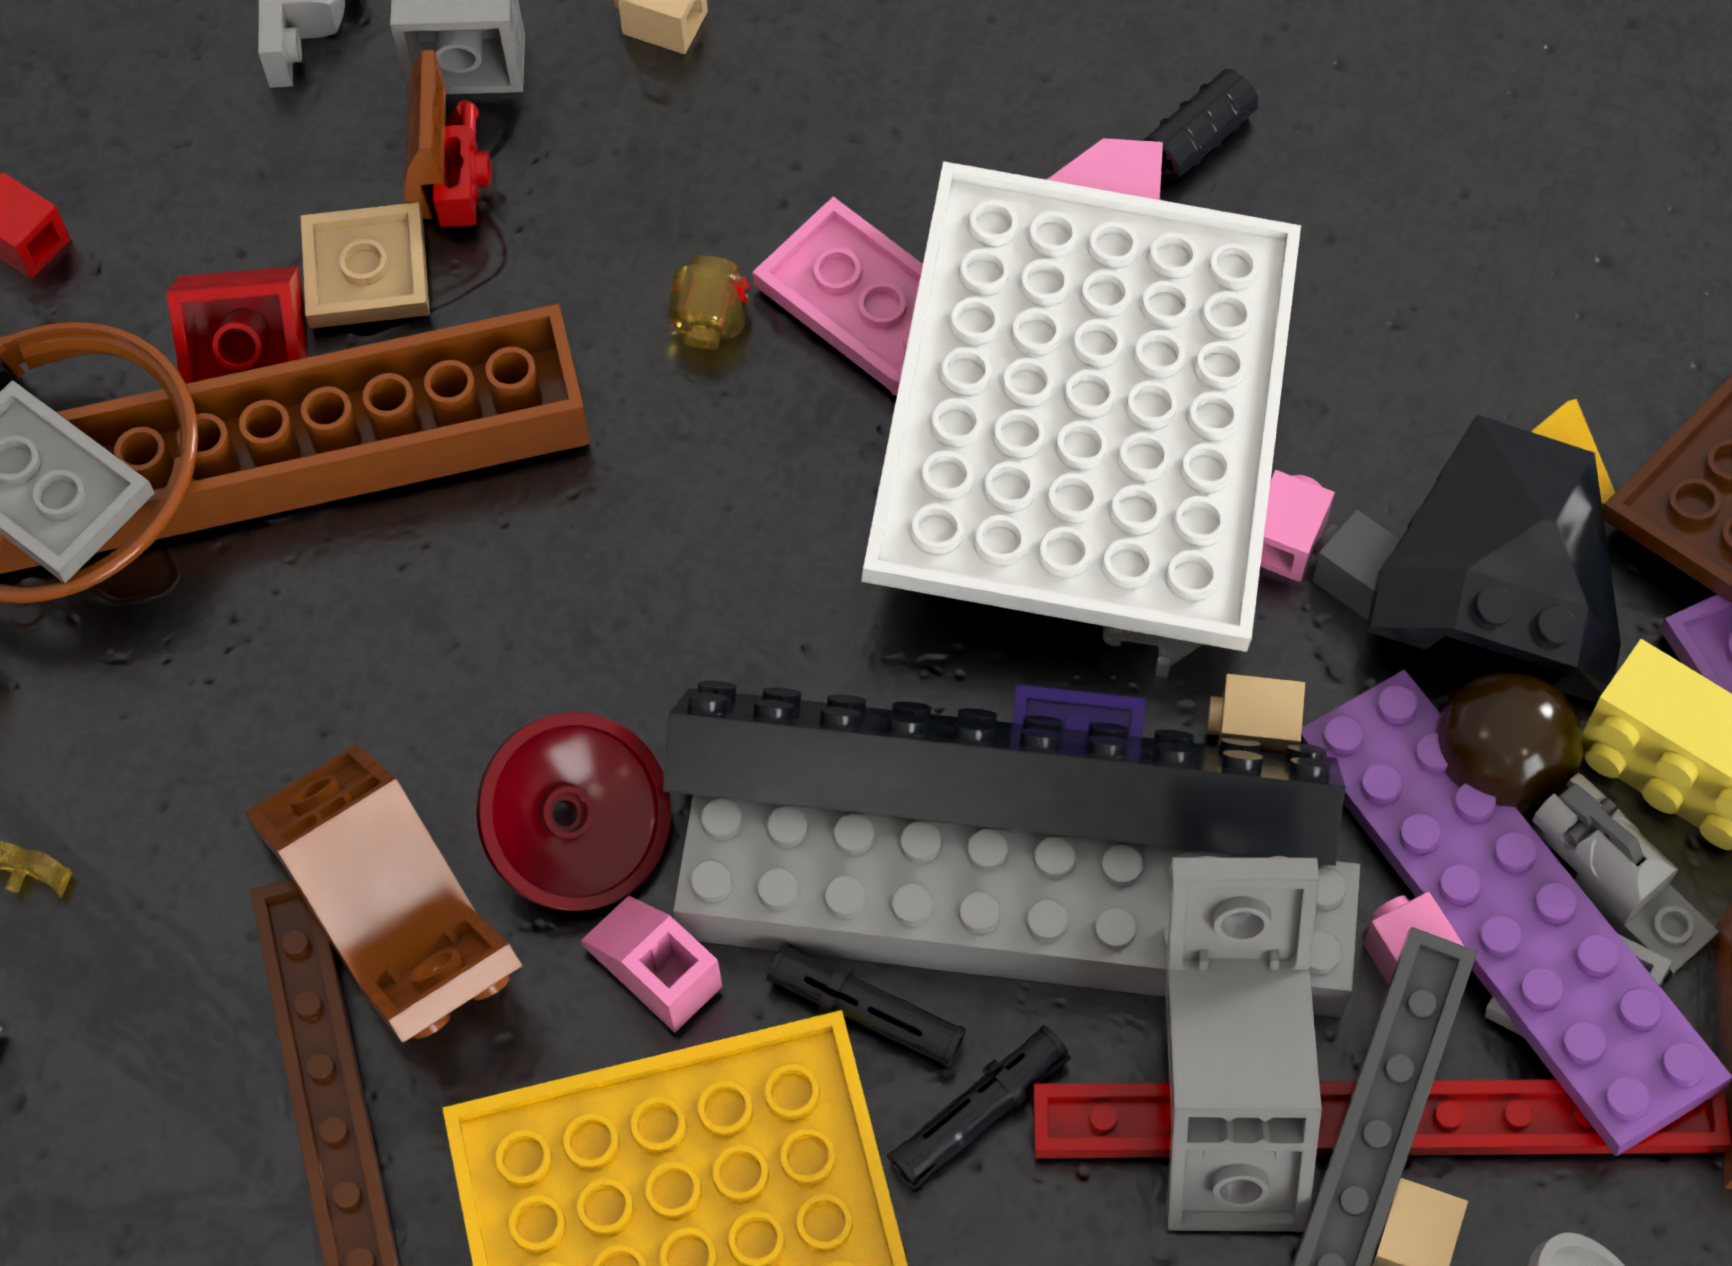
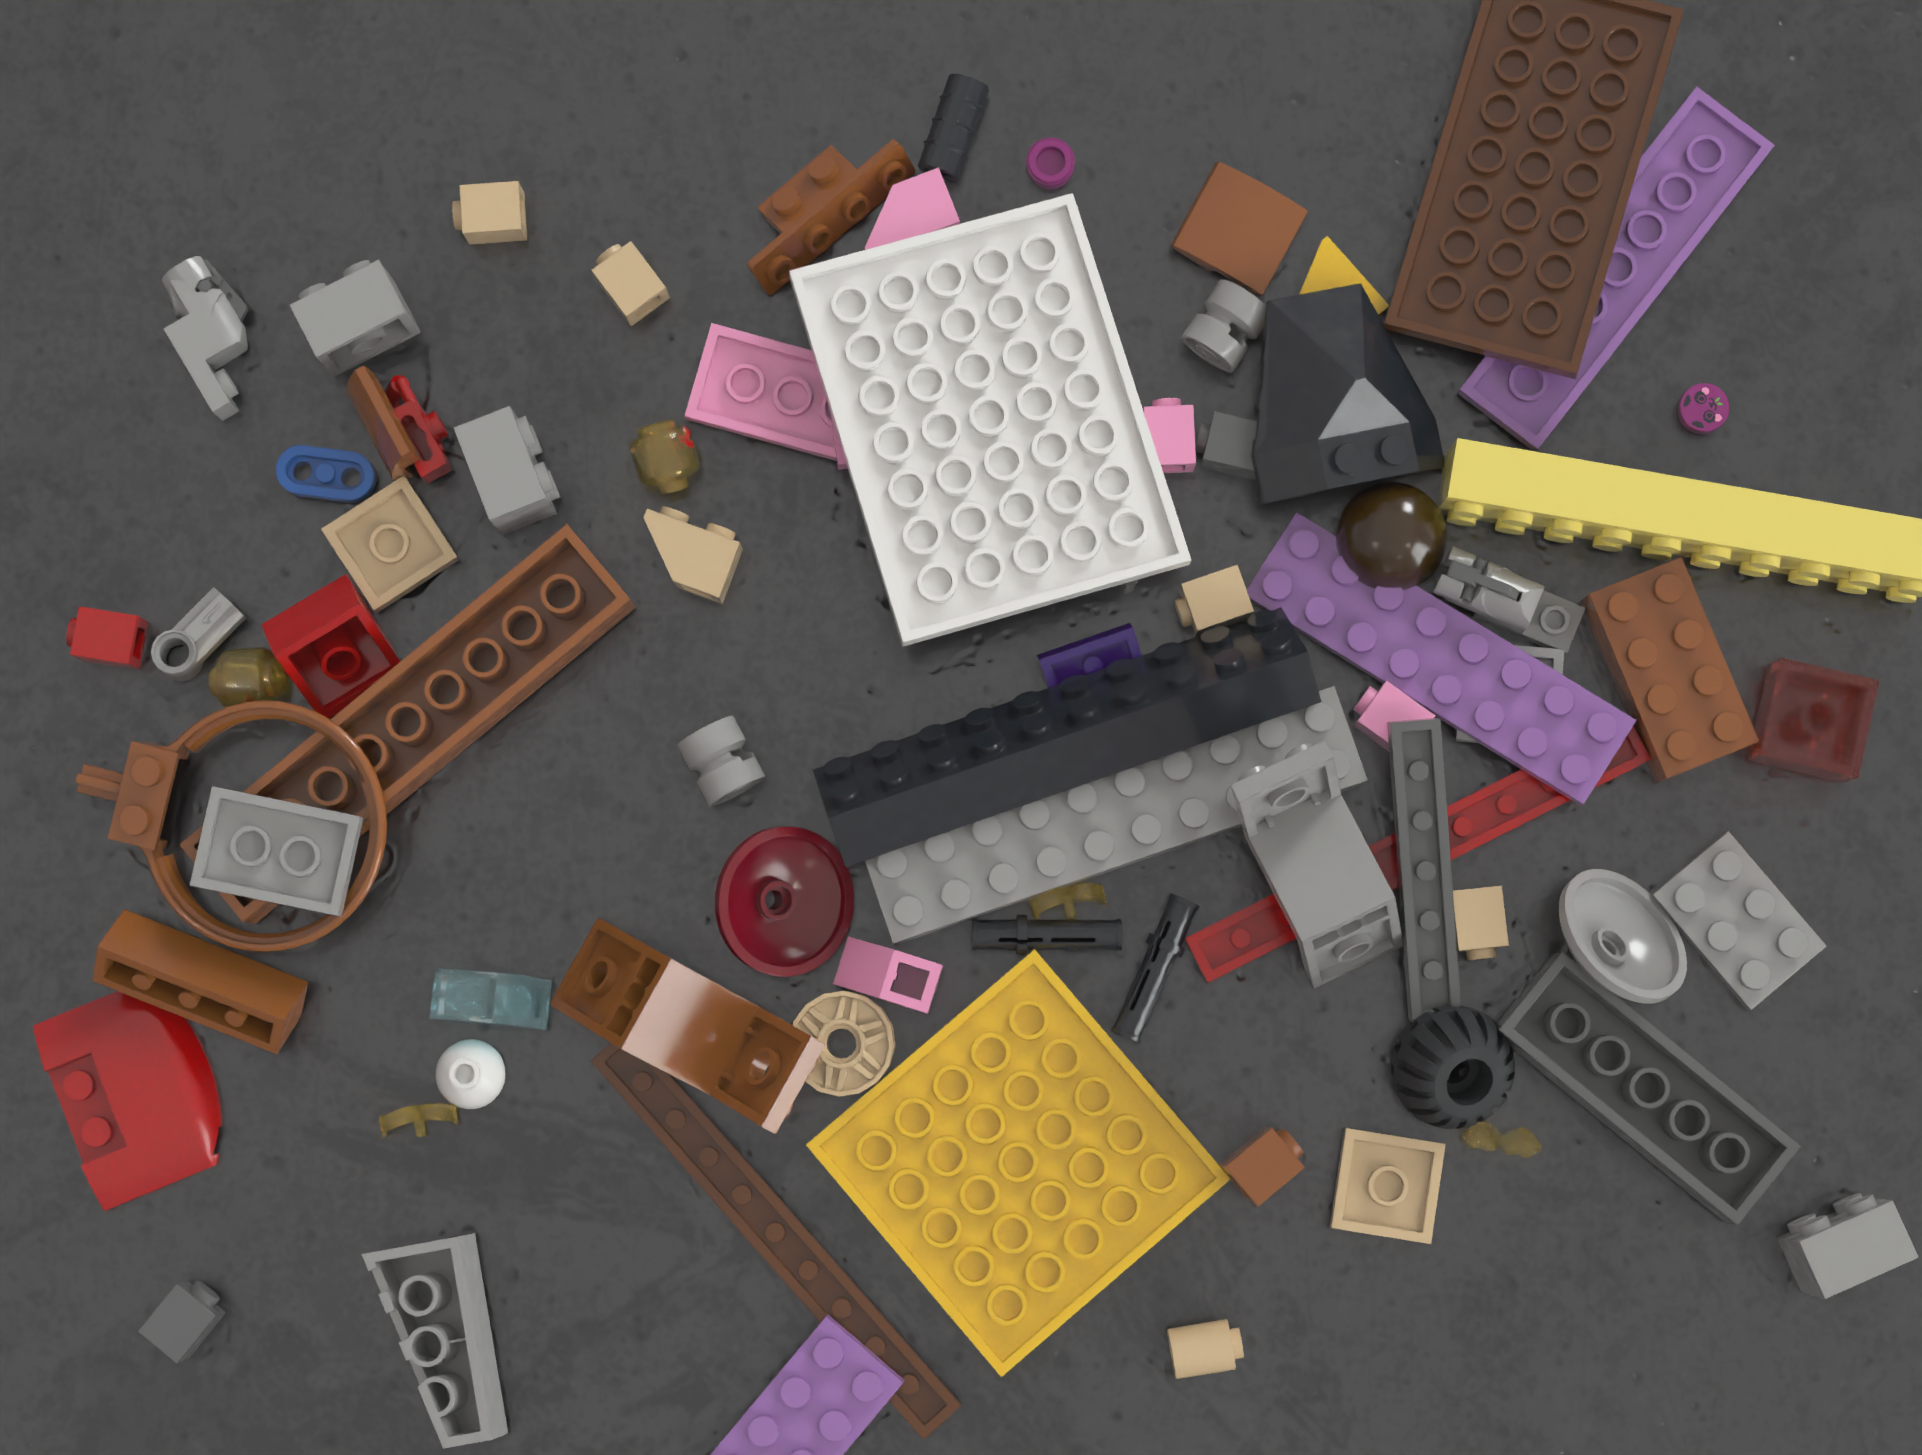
camera: 25 degrees left, 20 degrees up
(101, 264) = (201, 630): none -> light grey piece
(109, 847) = (470, 1074): none -> white brick
(137, 312) = (247, 676): none -> clear yellow head
(184, 766) = (490, 998): none -> clear light blue slope
(346, 172) = (327, 474): none -> blue plate
(528, 231) = (505, 469): none -> light grey brick
(579, 1042) = (873, 1042): none -> tan wheel
(590, 633) = (721, 761): none -> light grey wheel
(684, 415) = (695, 557): none -> tan slope
(768, 126) = (629, 282): none -> tan brick
(924, 973) = (1067, 895): none -> clear yellow piece
(1017, 136) = (821, 207): none -> dark orange bracket
(1292, 201) = (1050, 163): none -> magenta tile
(1409, 438) = (1229, 321): none -> light grey wheel
(1476, 350) = (1239, 228): none -> dark orange slope

